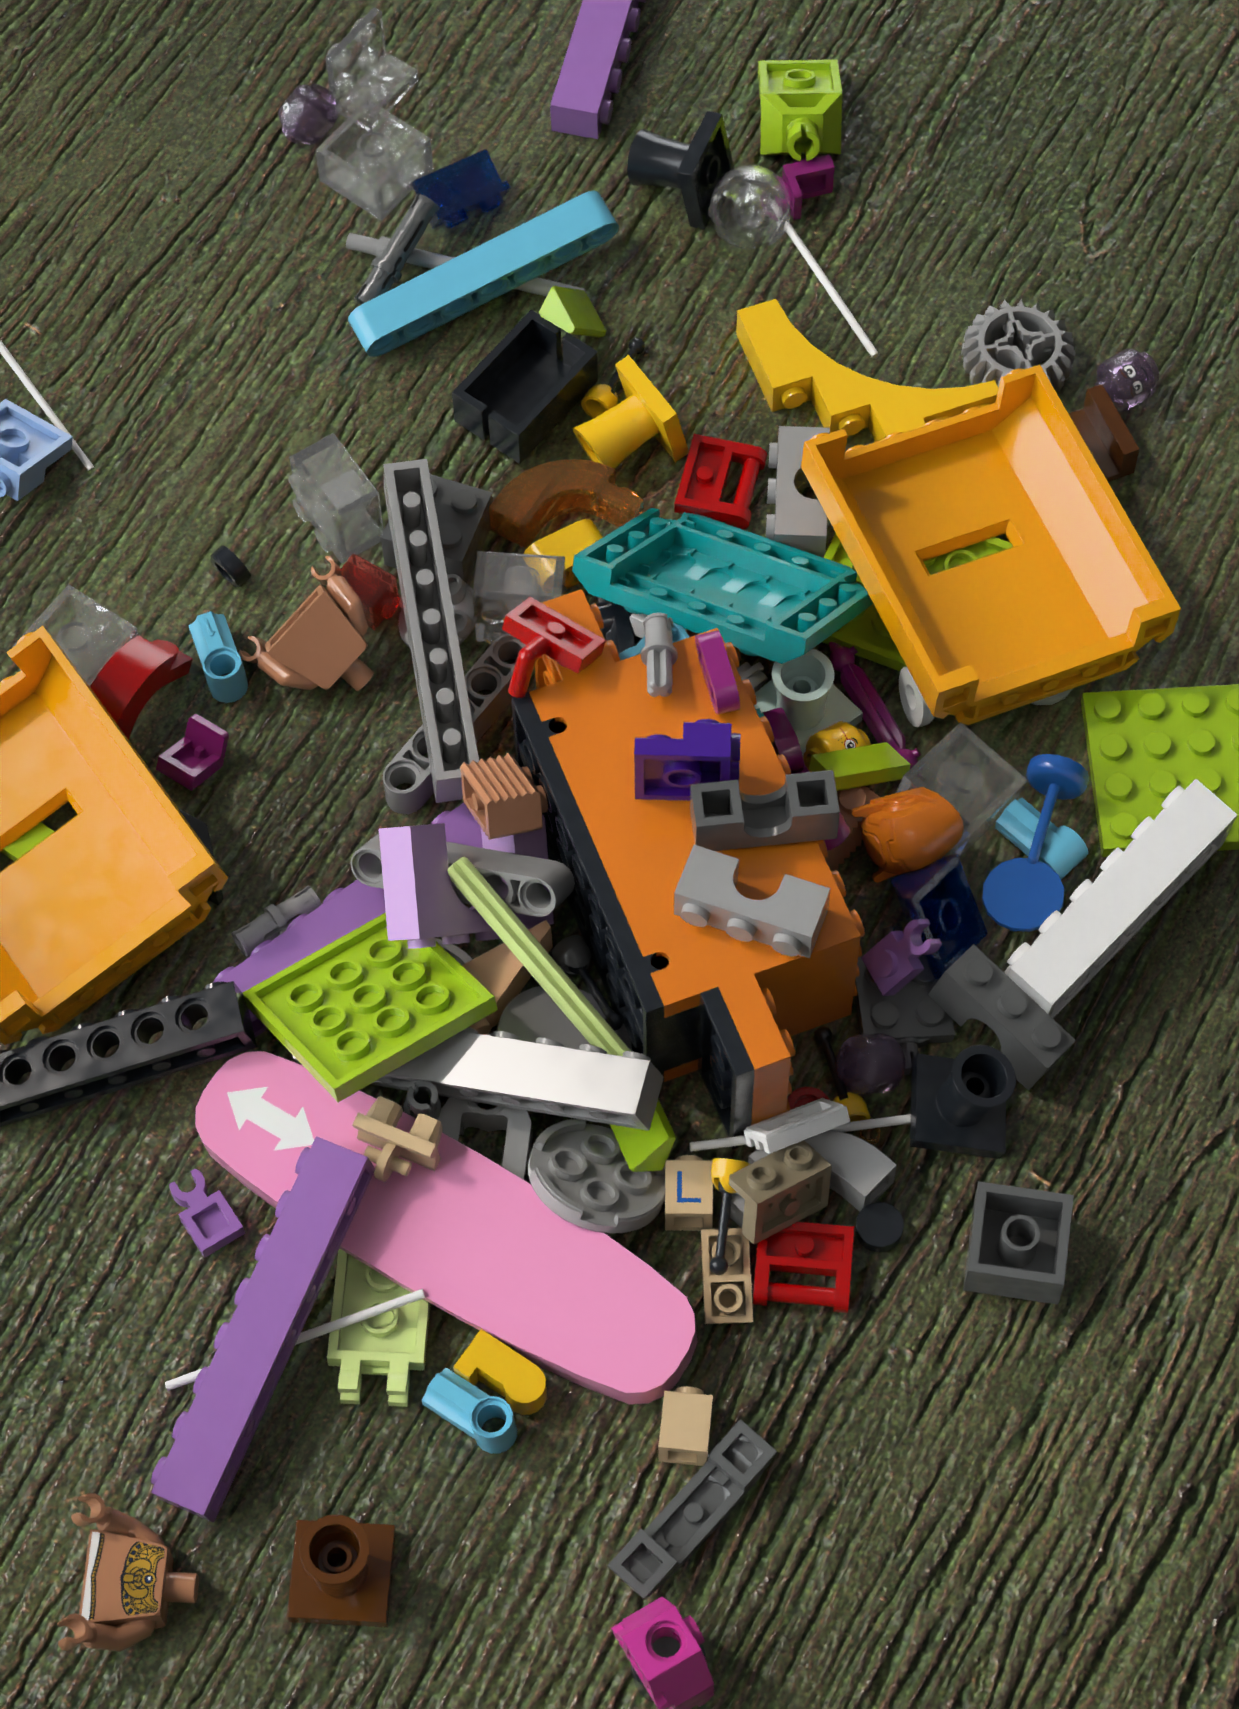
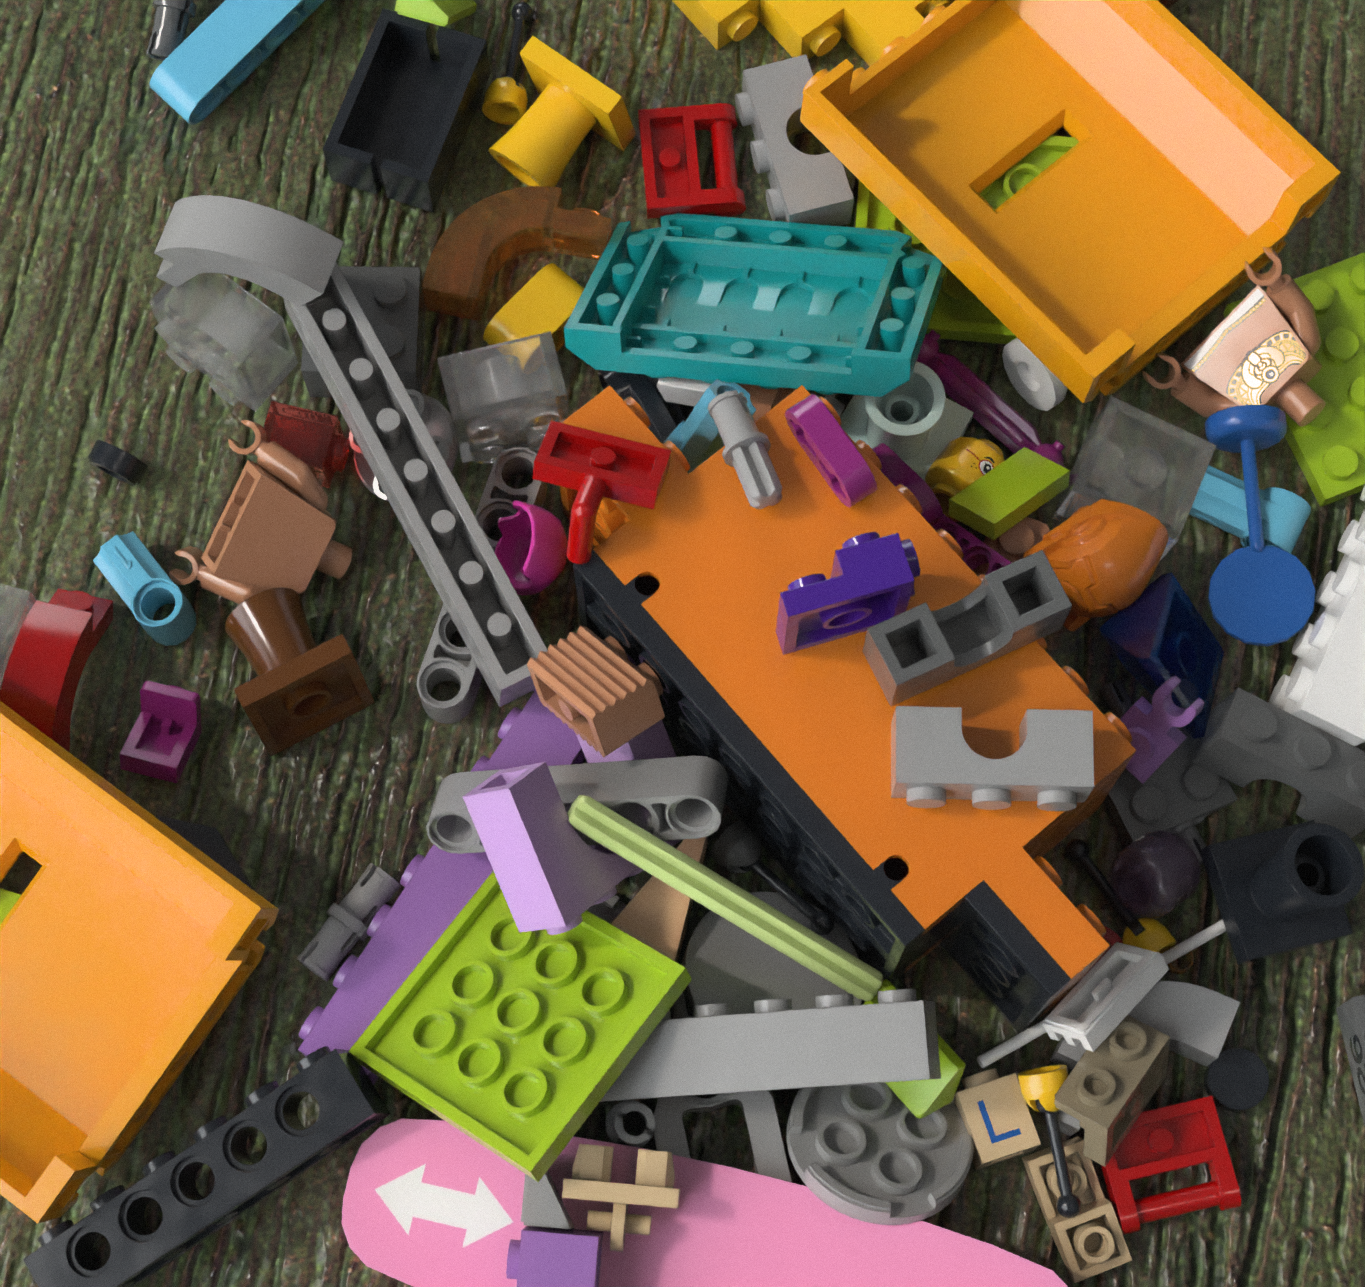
camera: 20 degrees left, 10 degrees up
(301, 745) = (298, 683): none -> reddish brown plant
(338, 1125) = (543, 1204): none -> light grey slope
(367, 427) = (246, 243): none -> light grey arch
(492, 703) = (531, 547): none -> dark pink hair
(1084, 725) = (1255, 354): none -> nougat torso

